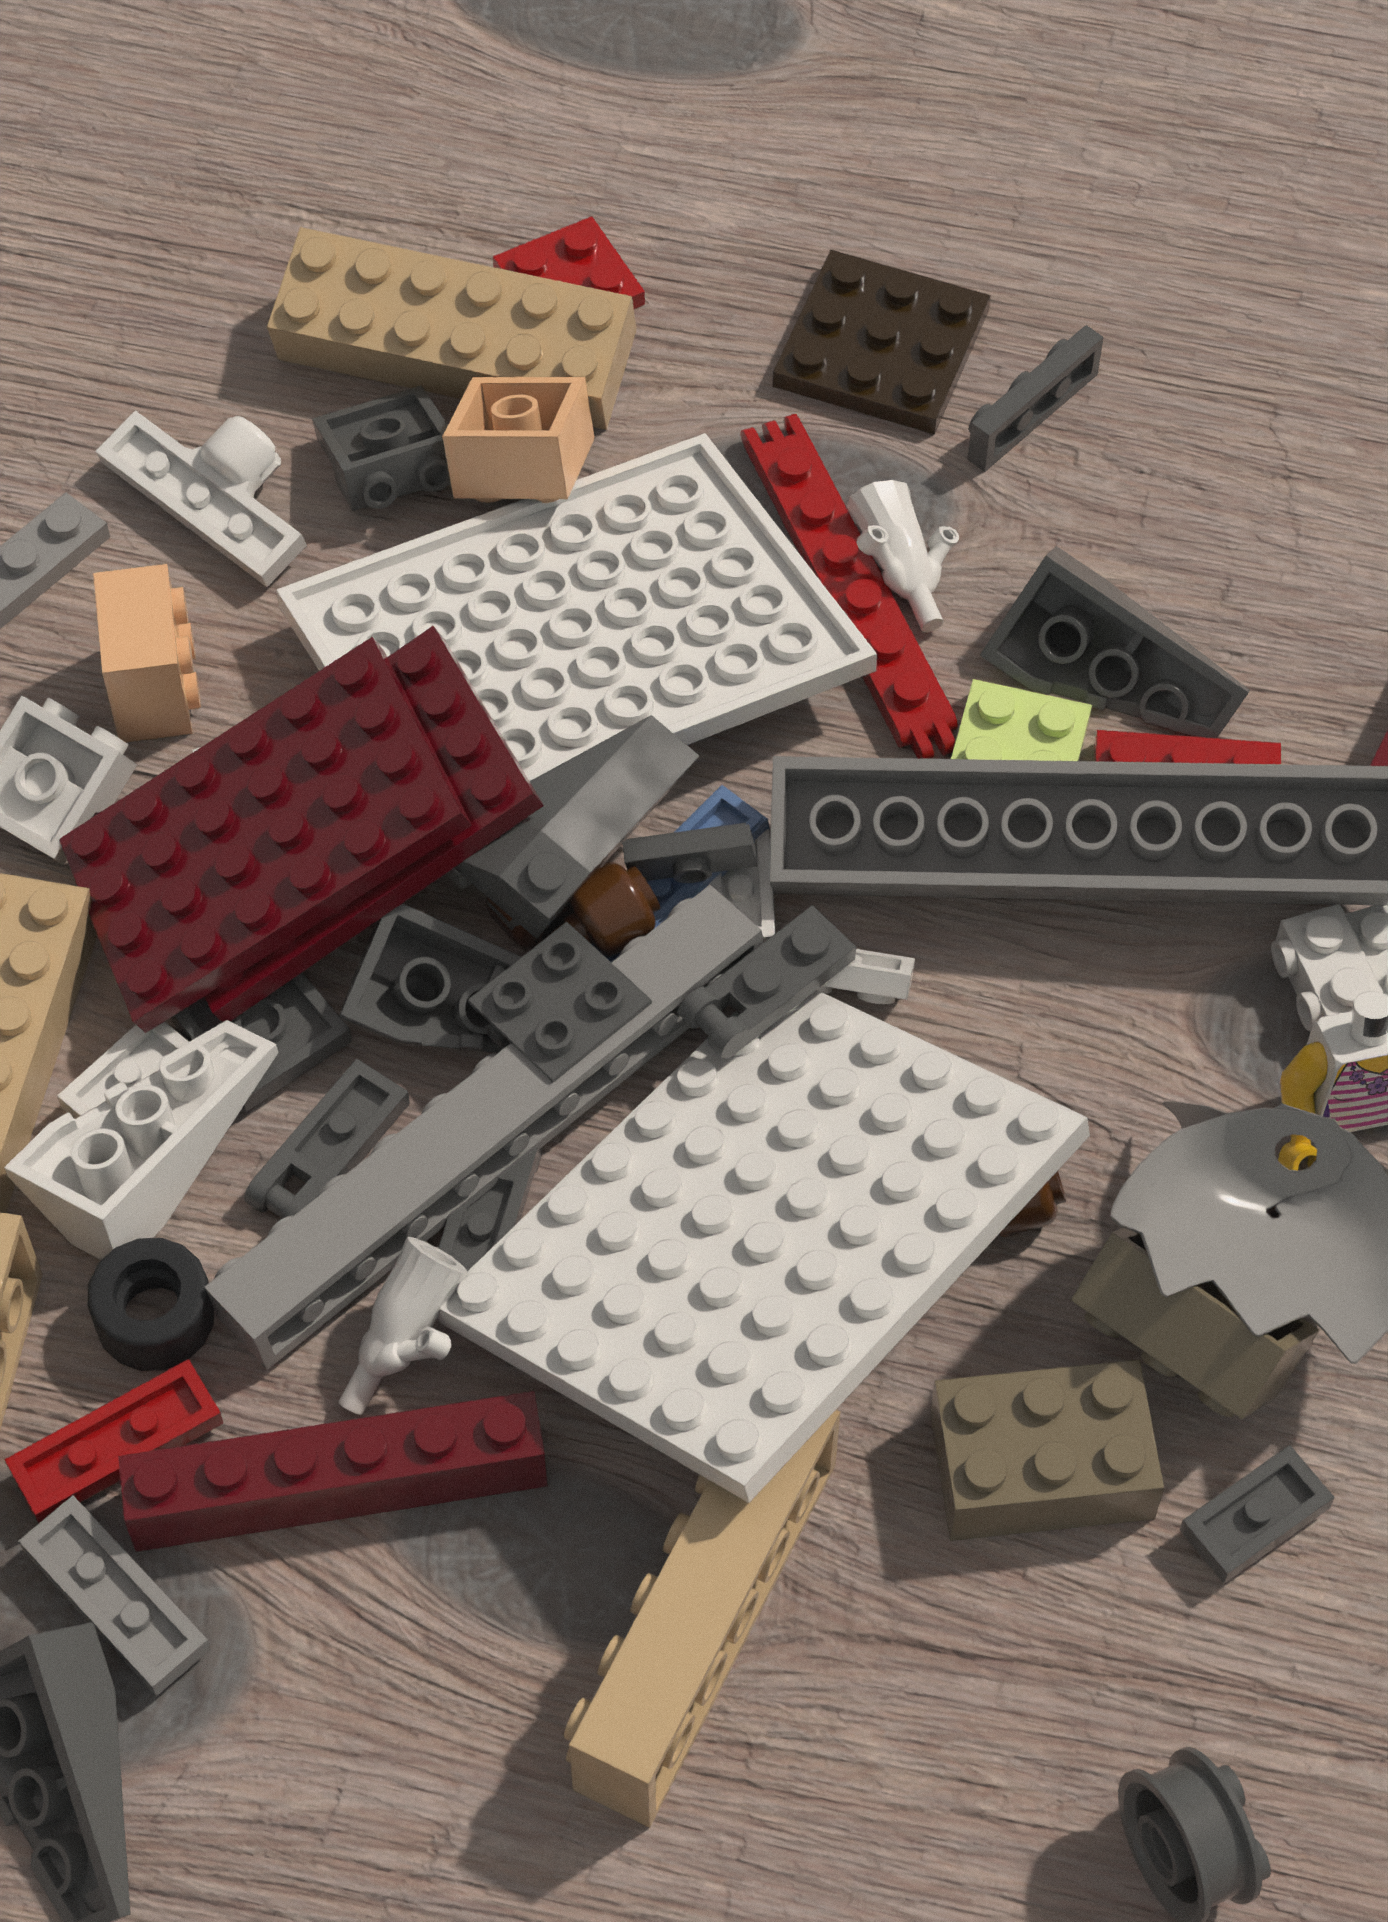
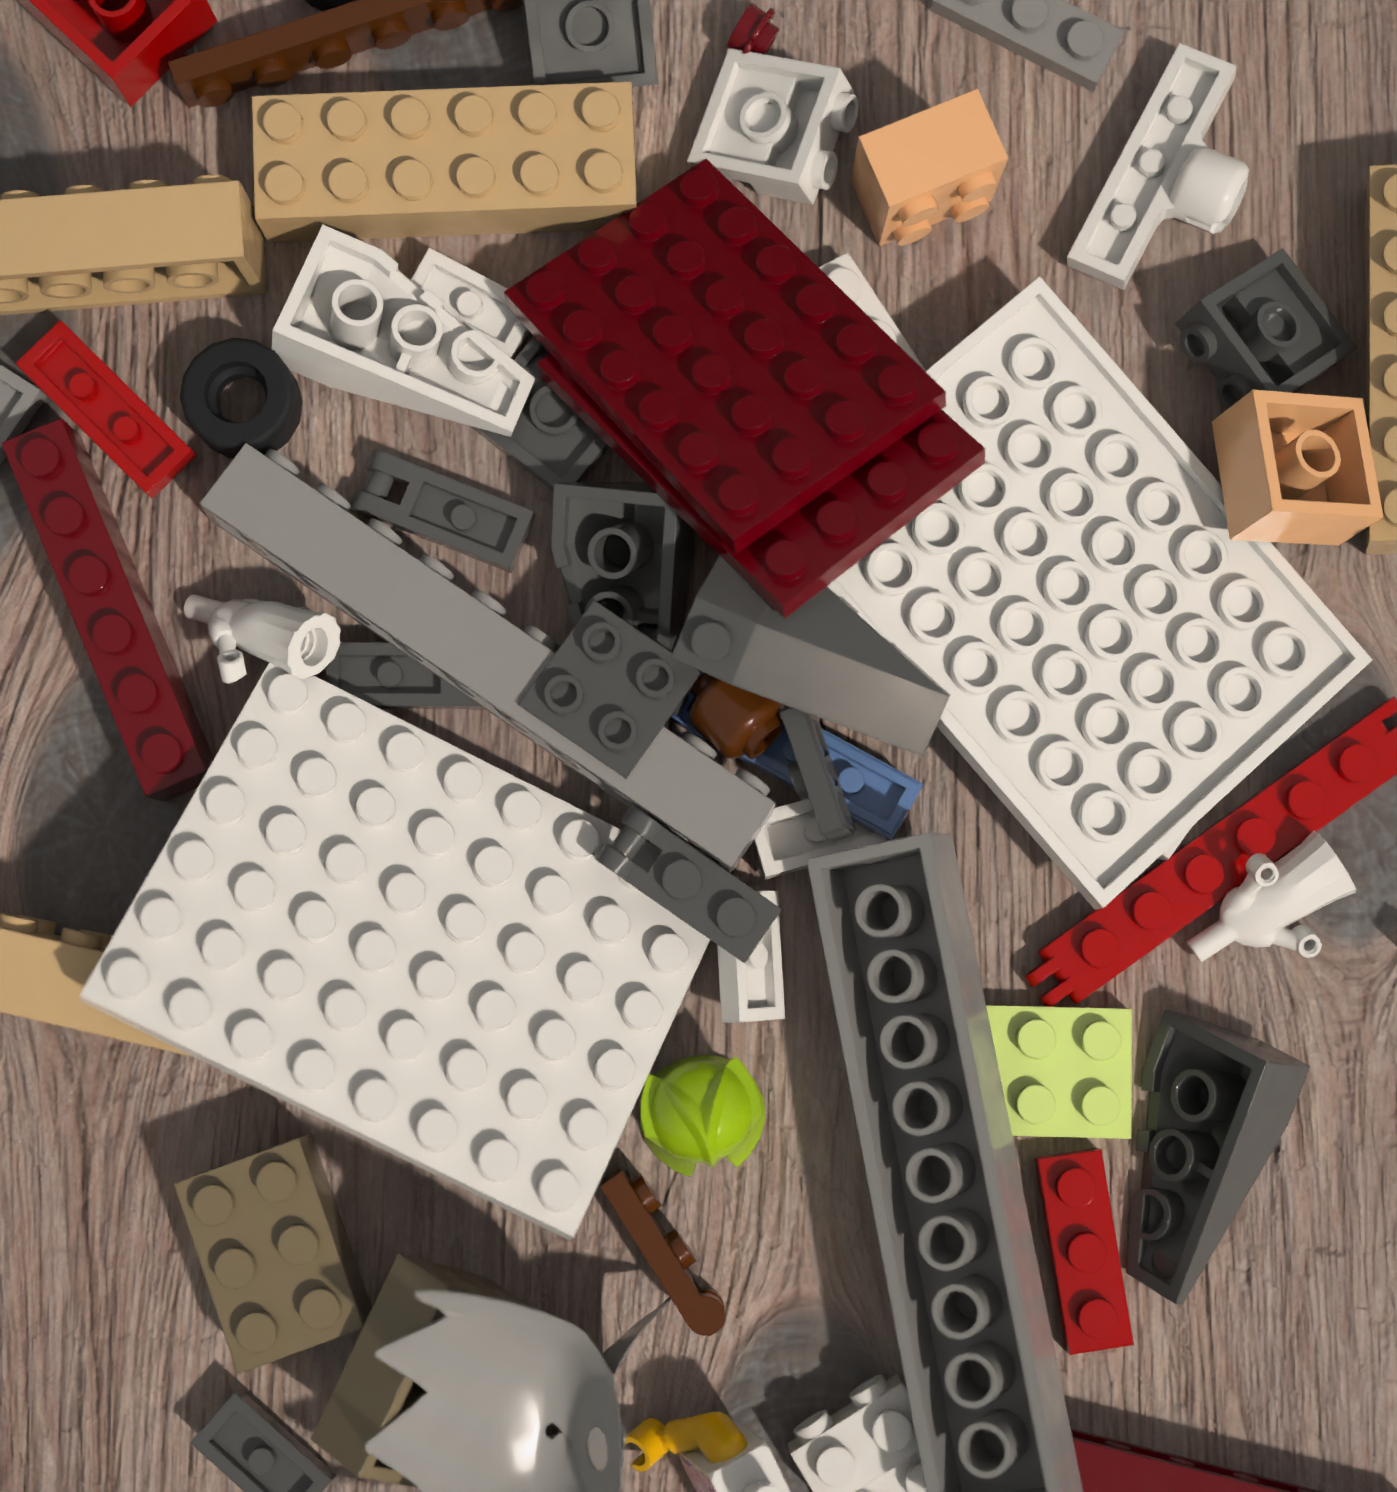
camera: 75 degrees right, 25 degrees up
(993, 1026) = (701, 1112): none -> lime helmet
(1138, 1097) = (665, 1253): none -> reddish brown plate

